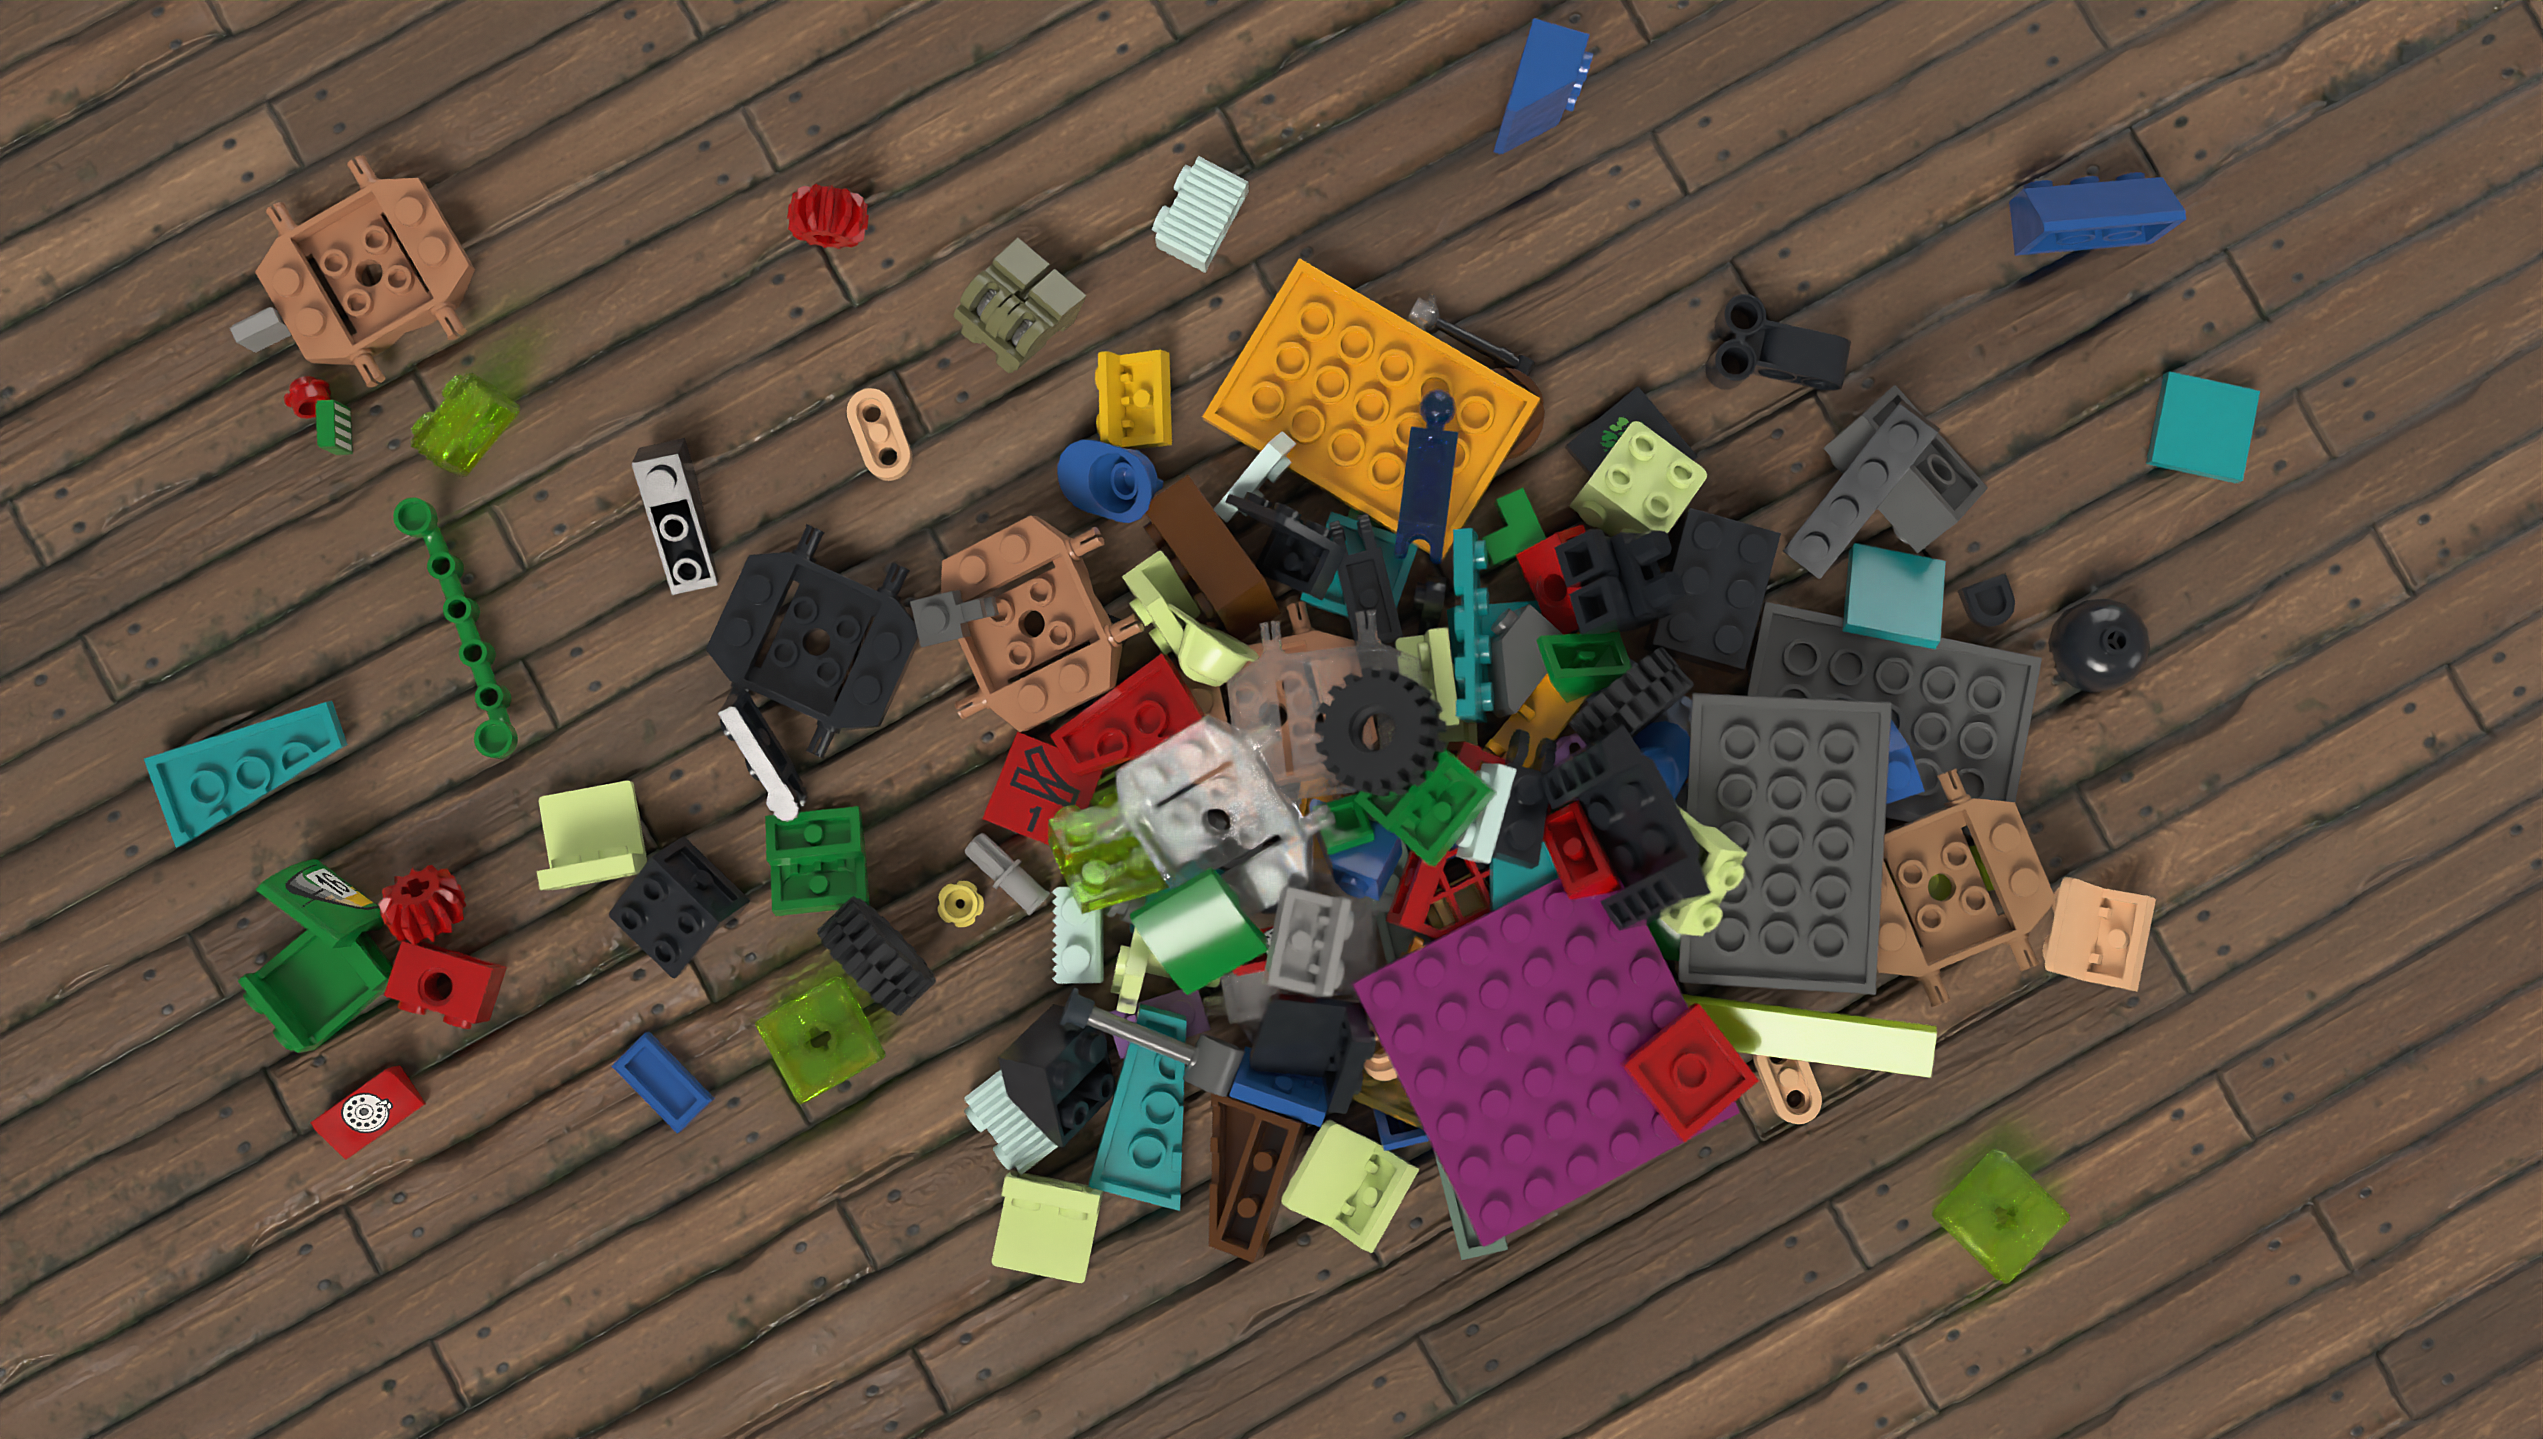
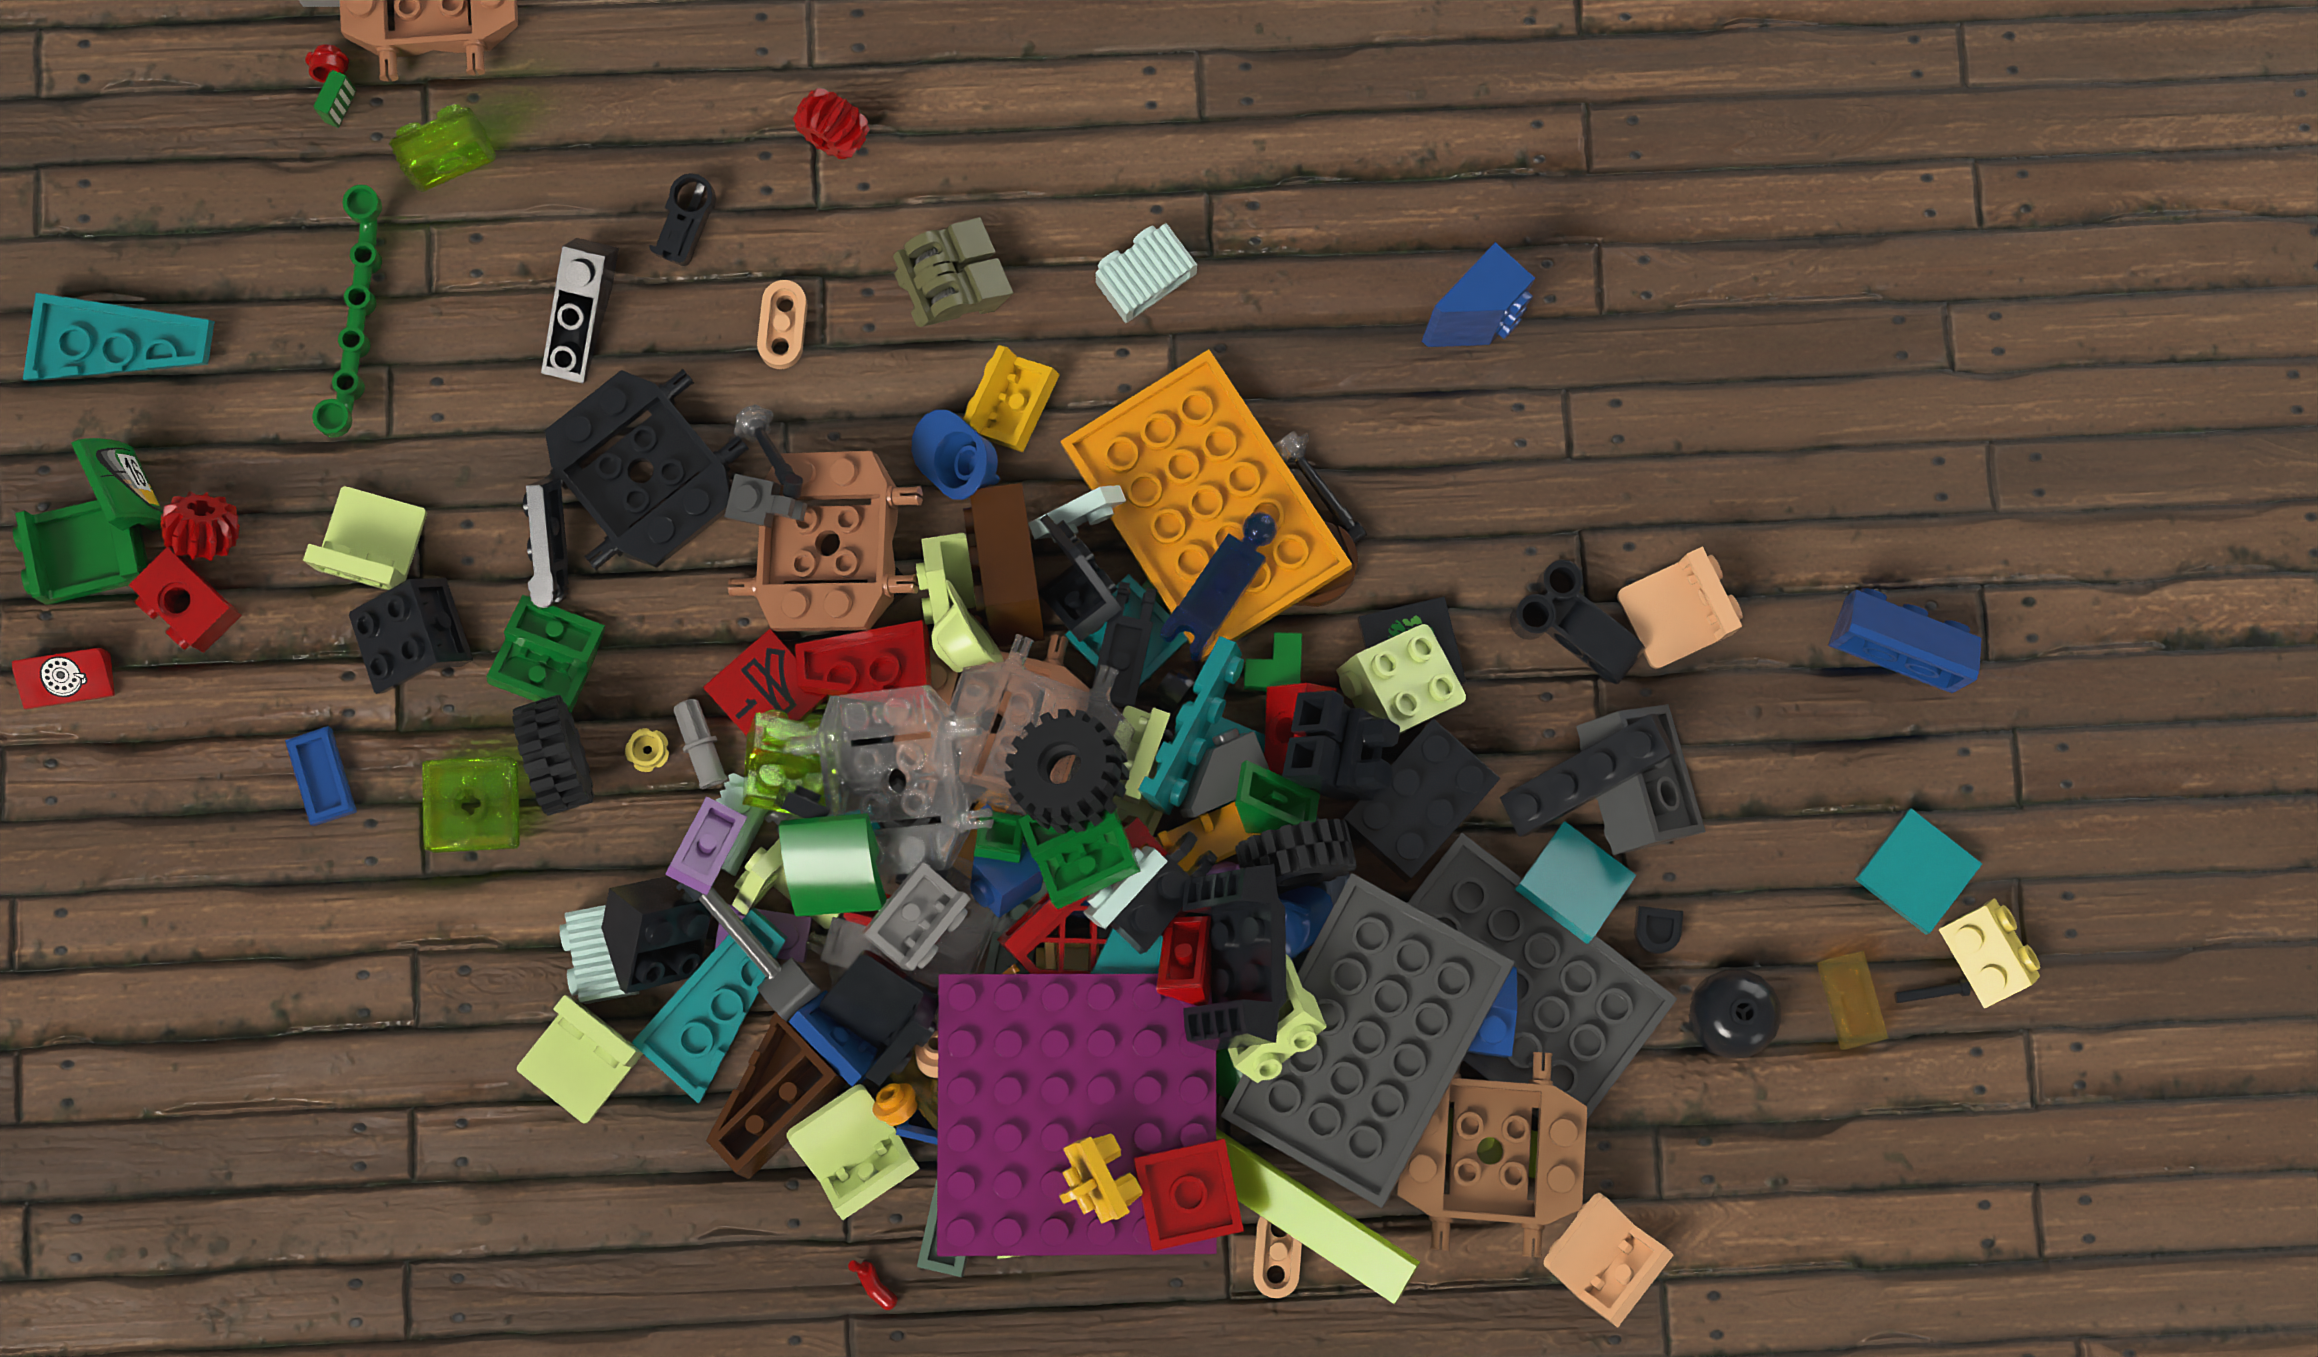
camera: 25 degrees right, 5 degrees down
(734, 388) = (682, 227): none -> black piece
(902, 543) = (754, 424): none -> piece
(1070, 972) = (706, 845): none -> medium lavender plate
(1139, 886) = (801, 802): none -> black plate
(1369, 1122) = (895, 1103): none -> light orange plate
(1427, 1296) = (872, 1284): none -> red piece
(1597, 1107) = (1092, 1182): none -> yellow hips
(1866, 287) = (1680, 609): none -> light nougat bracket
(2201, 579) = (1852, 1000): none -> clear yellow plate
(2294, 516) = (1961, 987): none -> black piece
(2308, 470) = (1991, 952): none -> light yellow bracket

